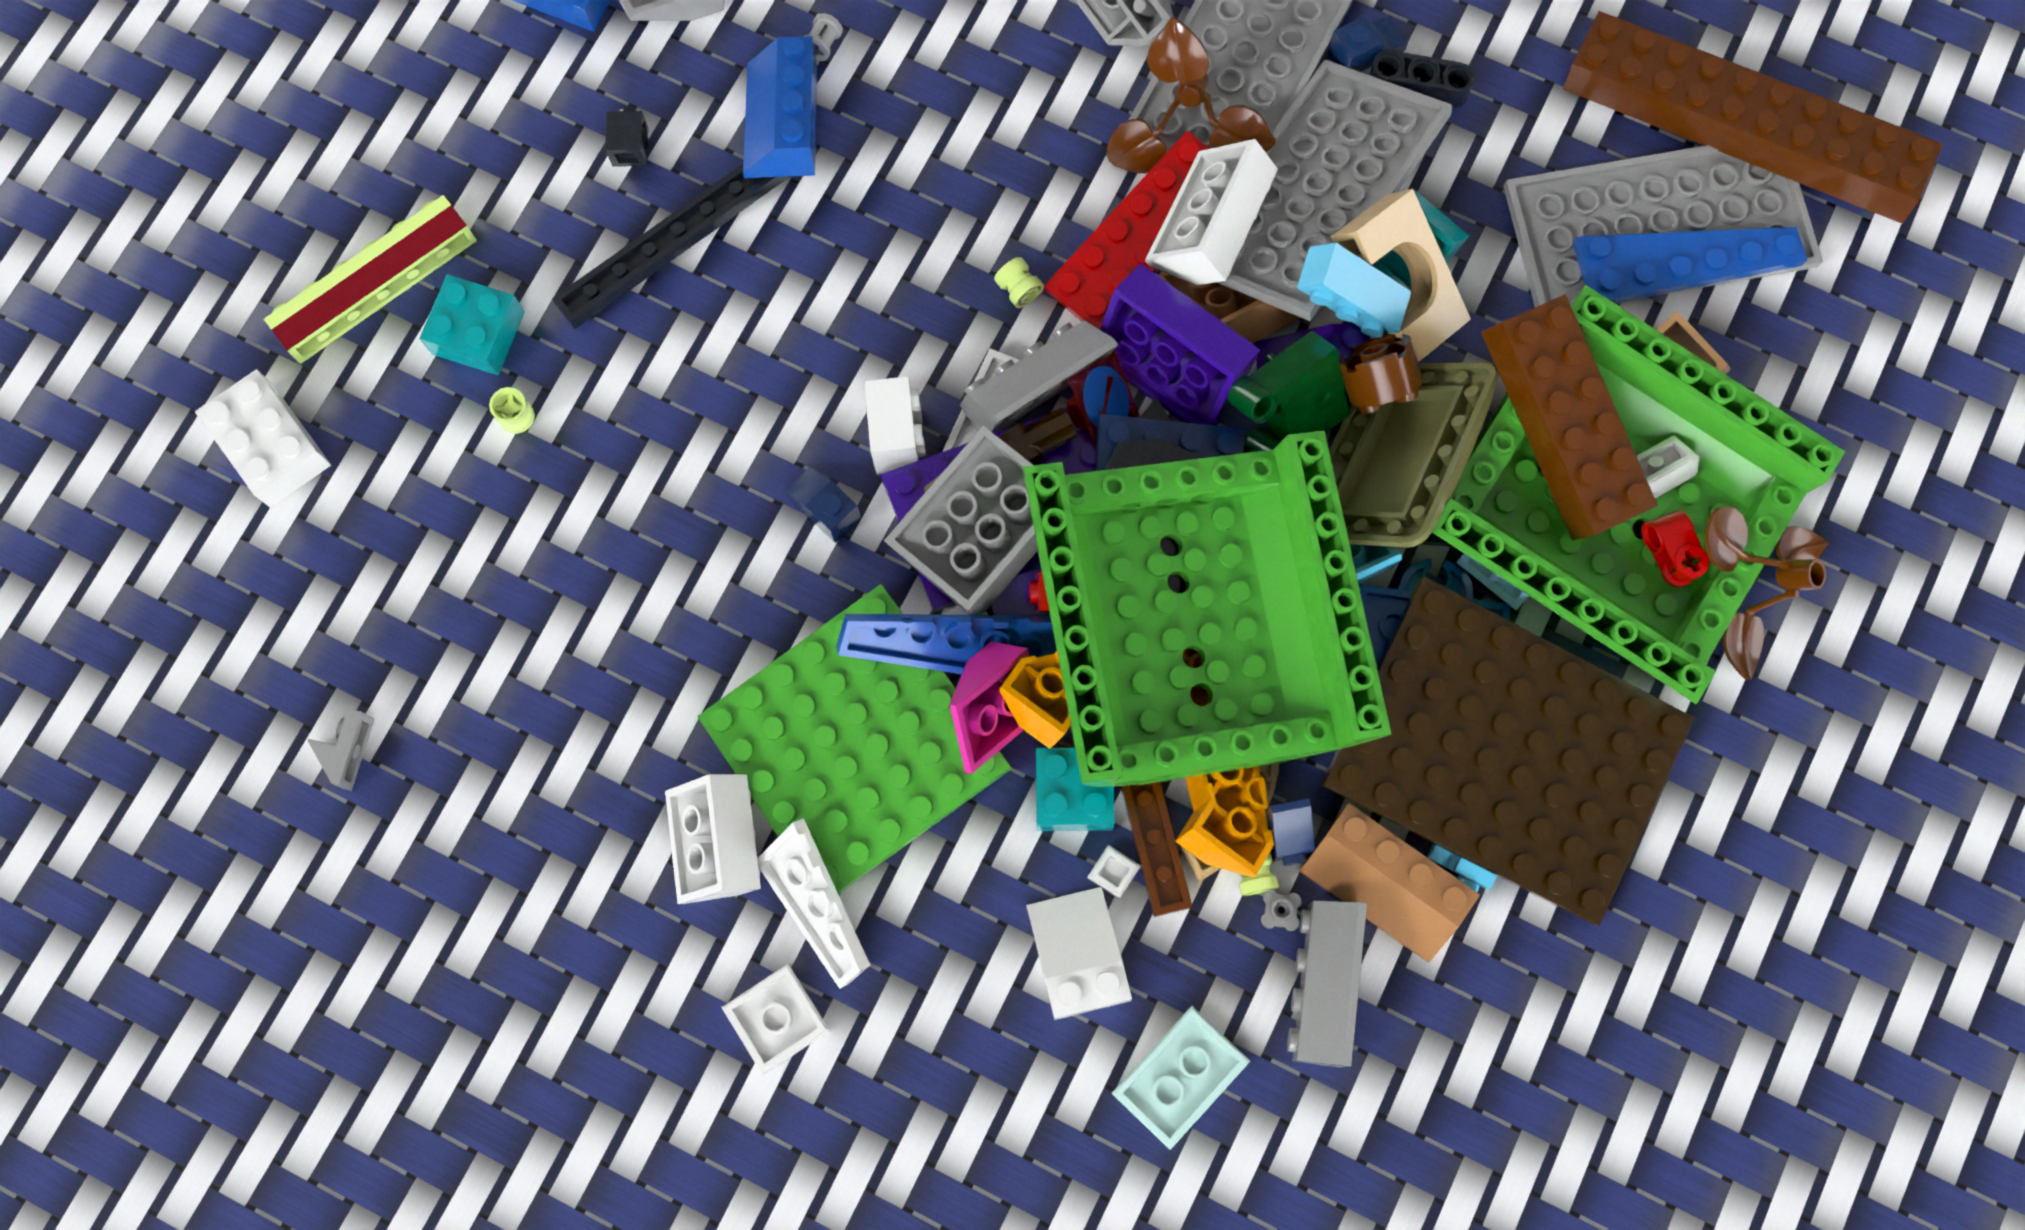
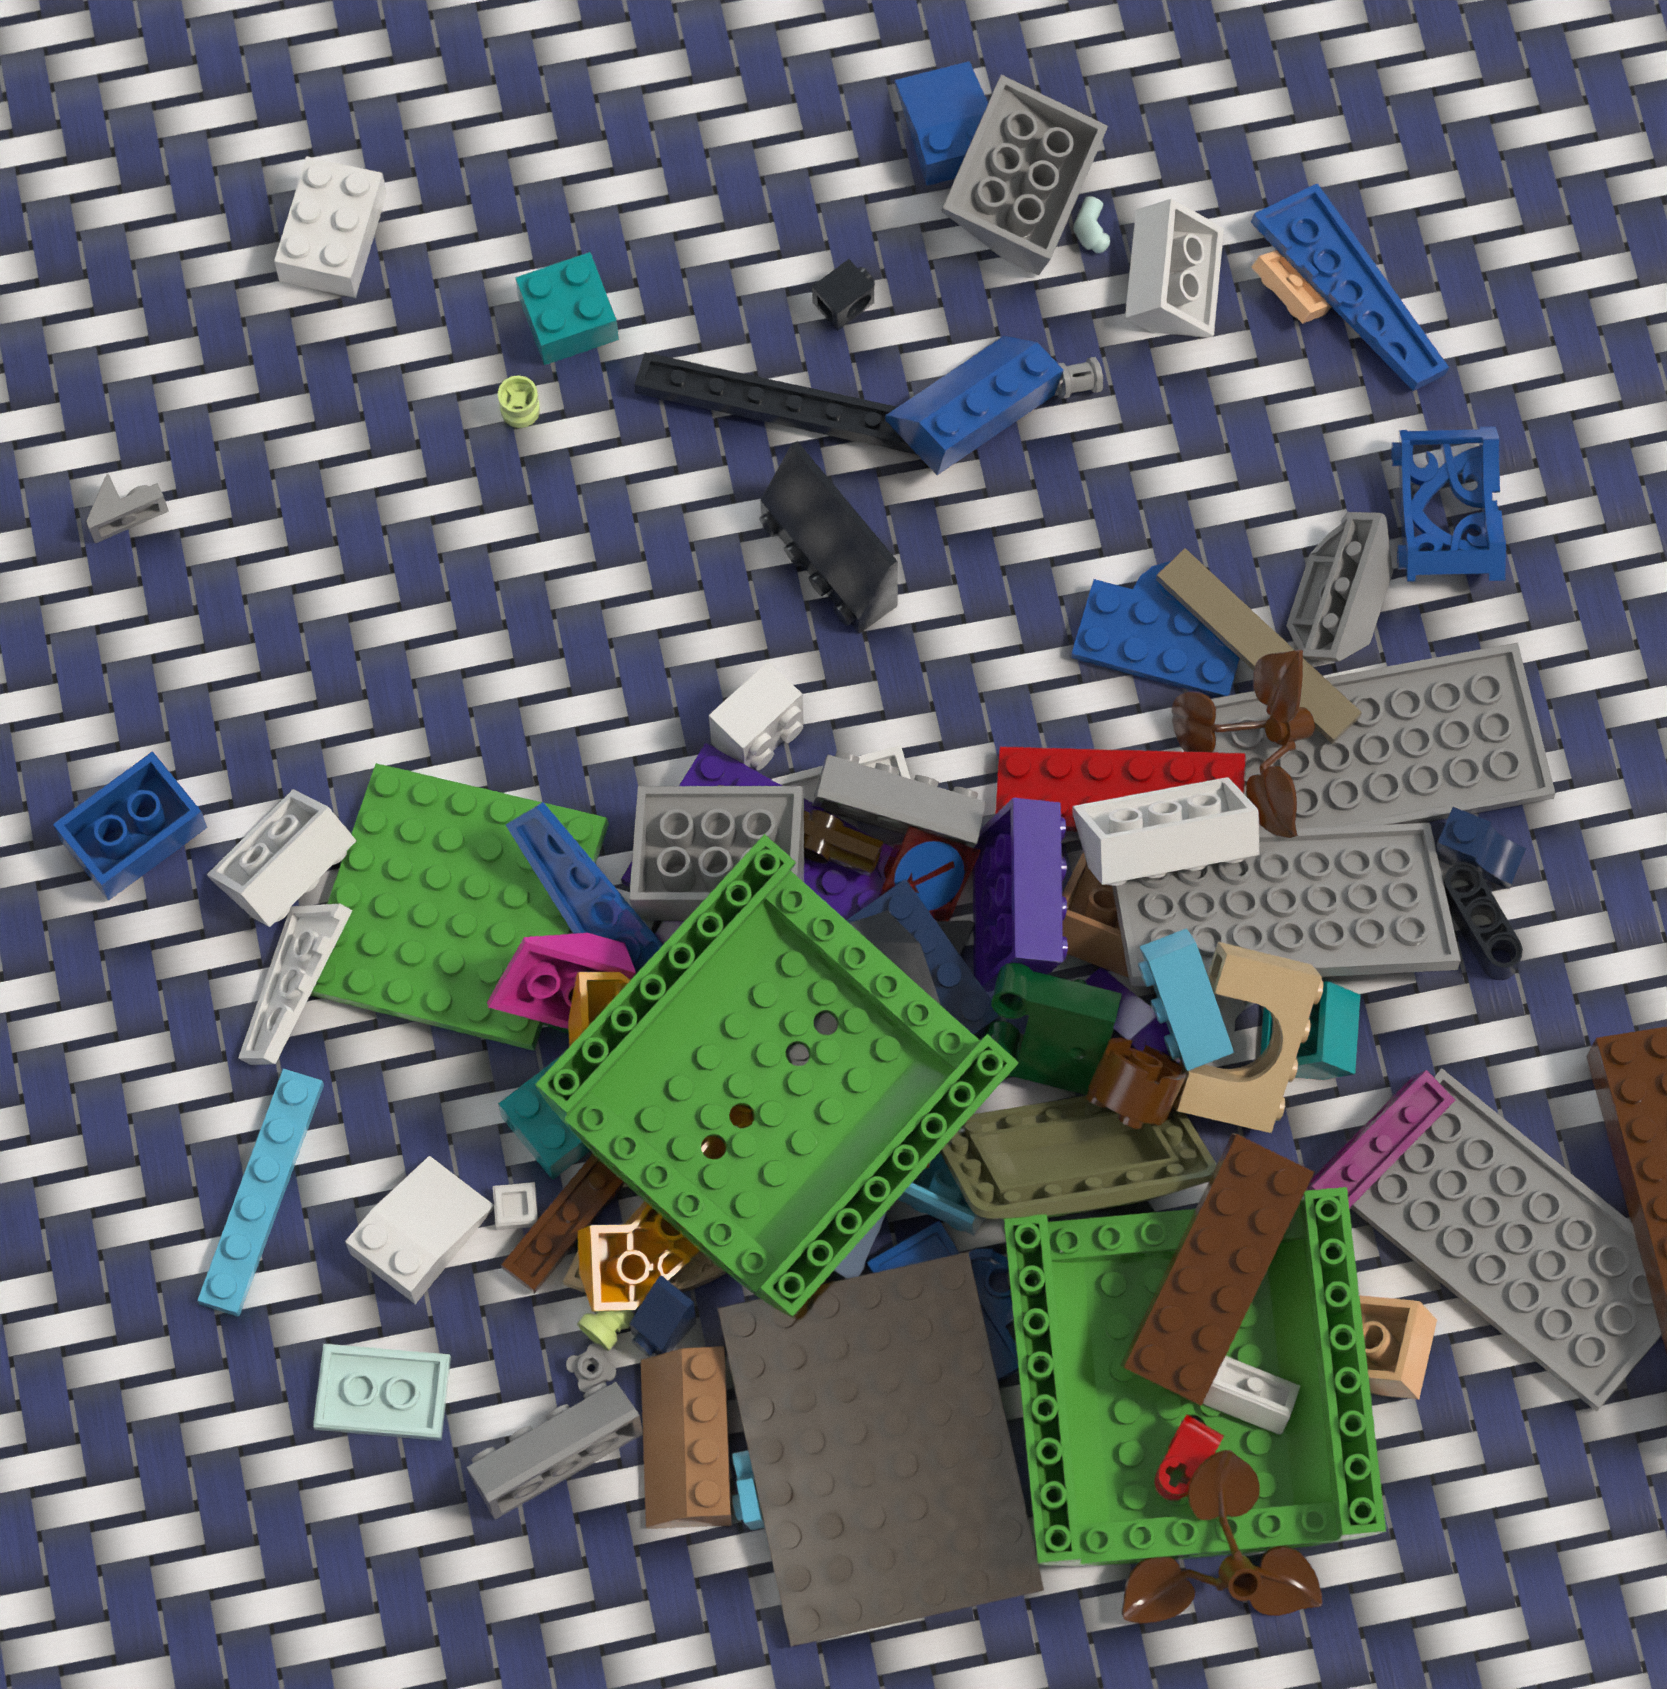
camera: 50 degrees right, 5 degrees down
(370, 279) = (541, 194): brick -> none
(595, 932) = (130, 825): none -> blue brick
(775, 1019) = (173, 1027): white tile -> none
(803, 274) = (830, 541): none -> black slope
(824, 503) = (644, 719): dark blue slope -> none
(957, 1051) = (260, 1192): none -> medium azure plate
(1019, 282) = (984, 724): yellowish green wheel -> none
(1048, 123) = (1153, 637): none -> blue plate
(1092, 68) = (1252, 638): none -> dark tan tile
(1533, 247) = (1384, 1137): none -> magenta fence
(1662, 263) = (1470, 1262): blue wing -> none

